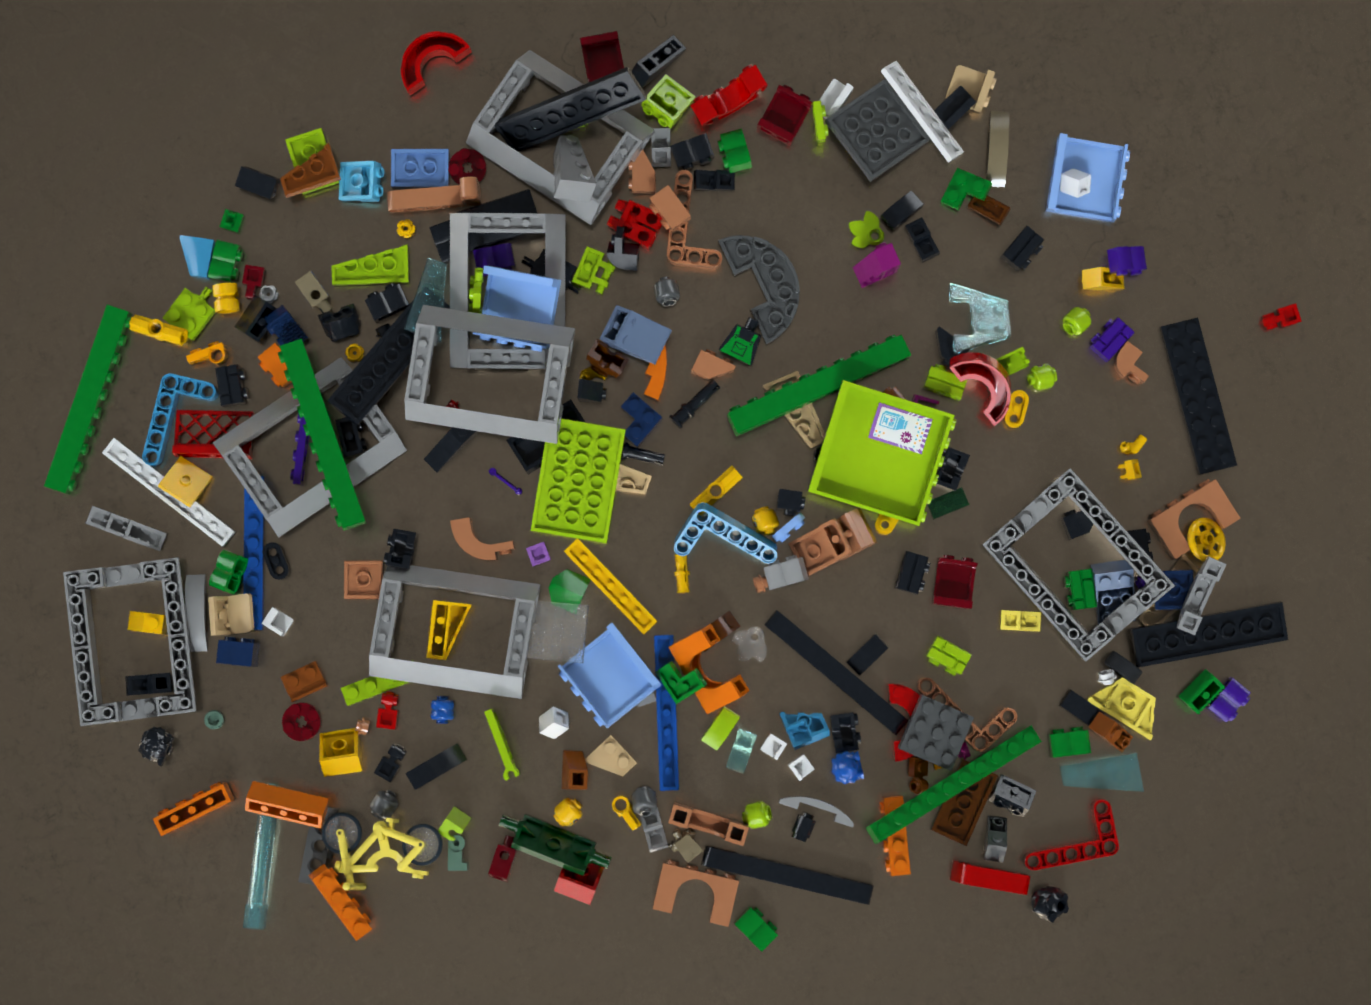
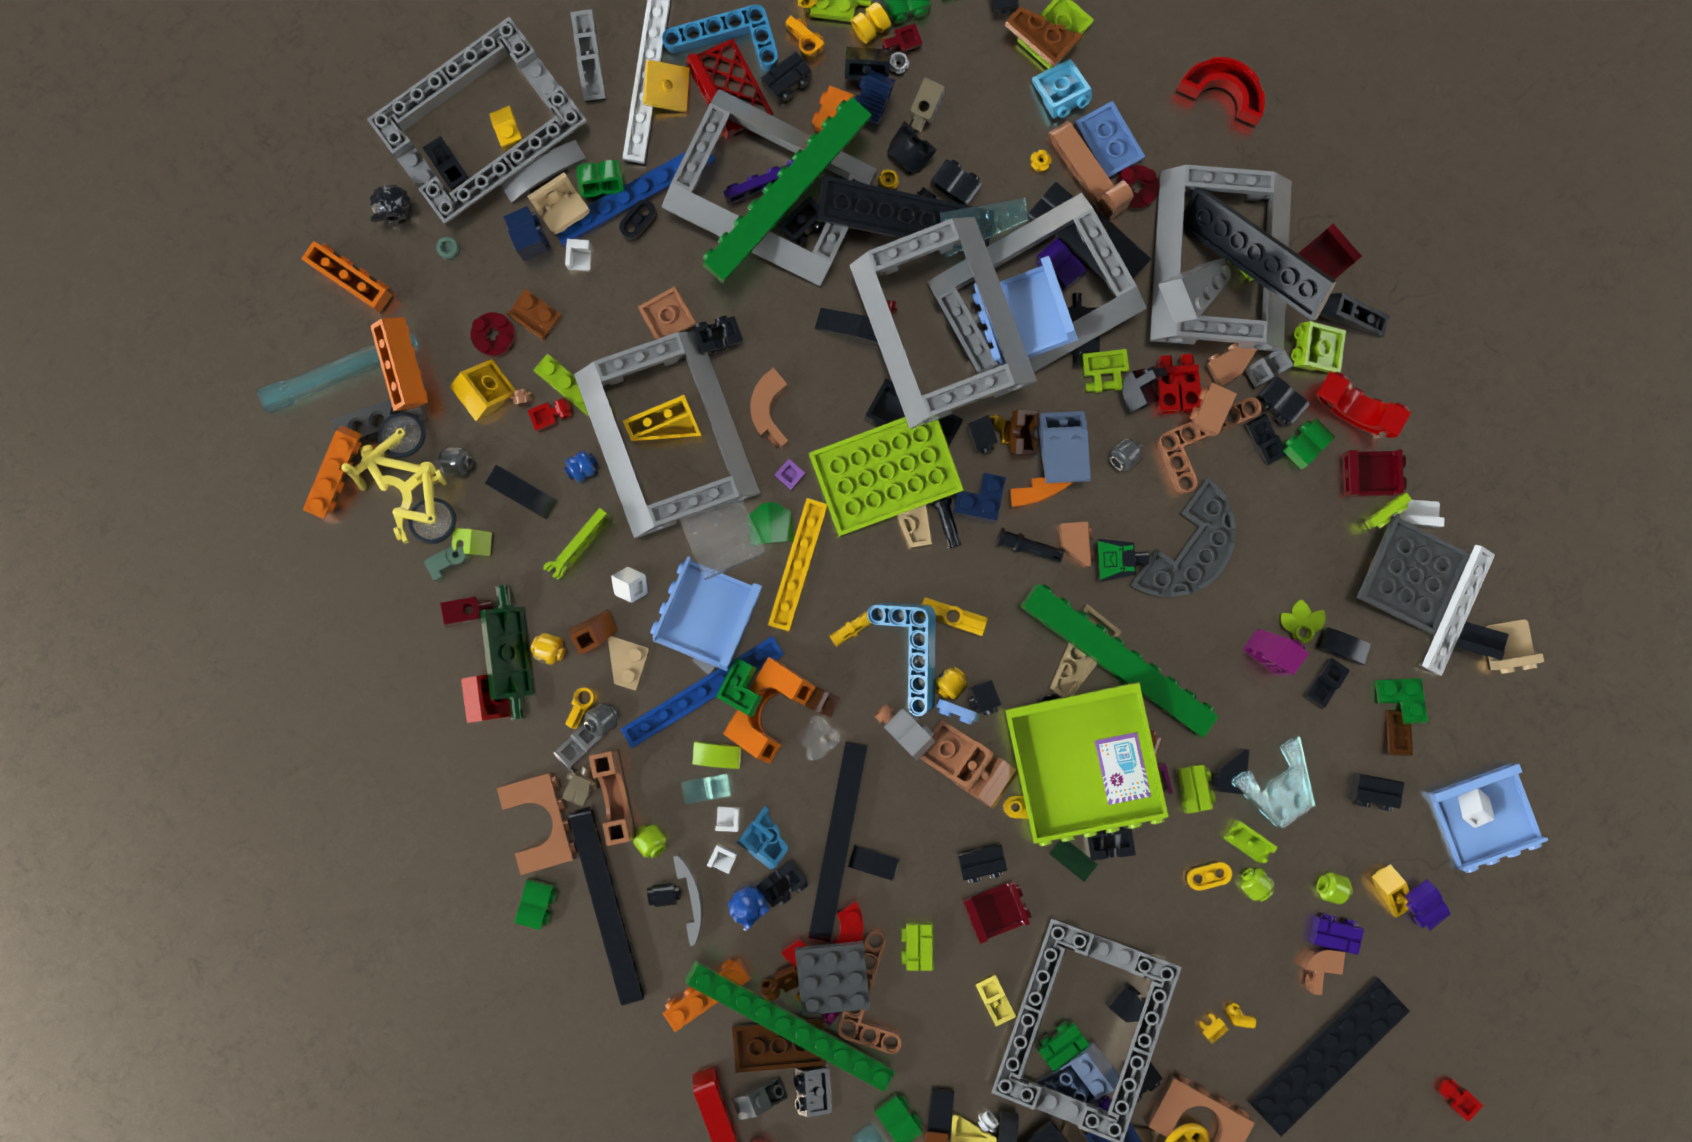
camera: 60 degrees right, 0 degrees up
(380, 268) = (985, 156): lime wing -> none
(388, 767) = (493, 445): black plate -> none
(475, 292) = (1017, 263): lime plate -> none
(492, 471) = (846, 383): dark purple hinge -> none
(992, 374) = (1231, 834): red brick -> none
(998, 148) = (1465, 709): dark tan slope -> none

